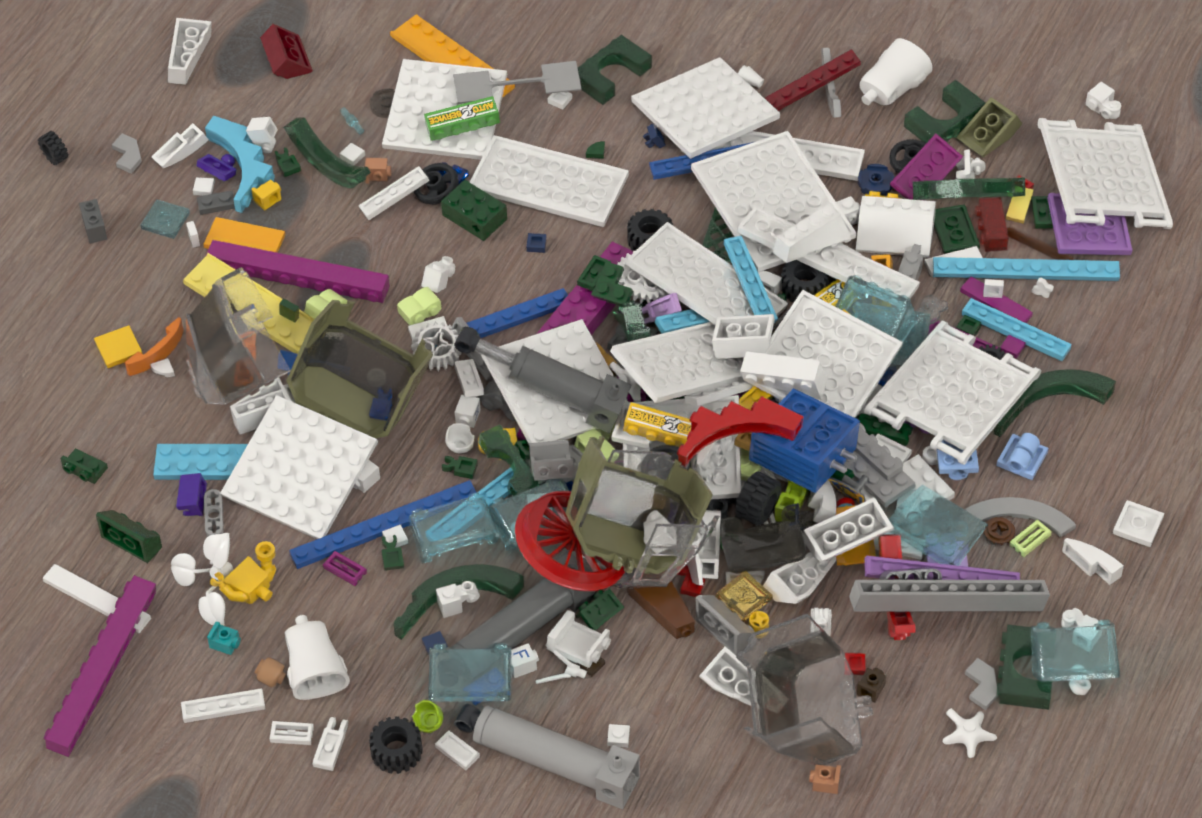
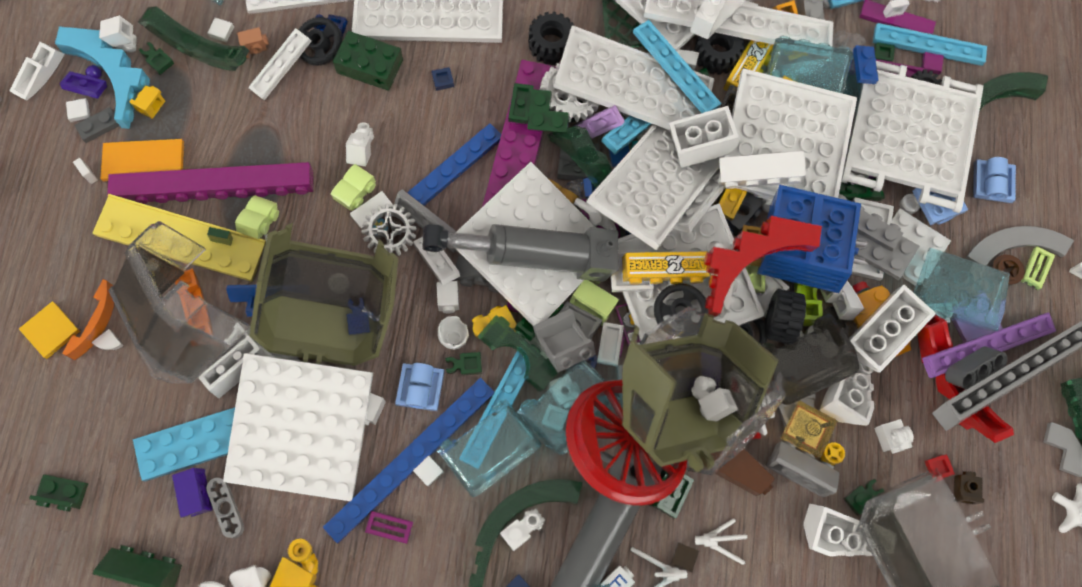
camera: 25 degrees left, 20 degrees up
(165, 219) = (49, 159): clear light blue tile -> none
(391, 556) = (435, 498): dark green plate -> none
(414, 471) = (420, 386): none -> light blue plate
(575, 640) = (661, 537): white panel -> none
(620, 655) = (711, 540): none -> white plant
(851, 488) = (868, 270): shield -> none
(931, 323) = (865, 64): none -> blue plate

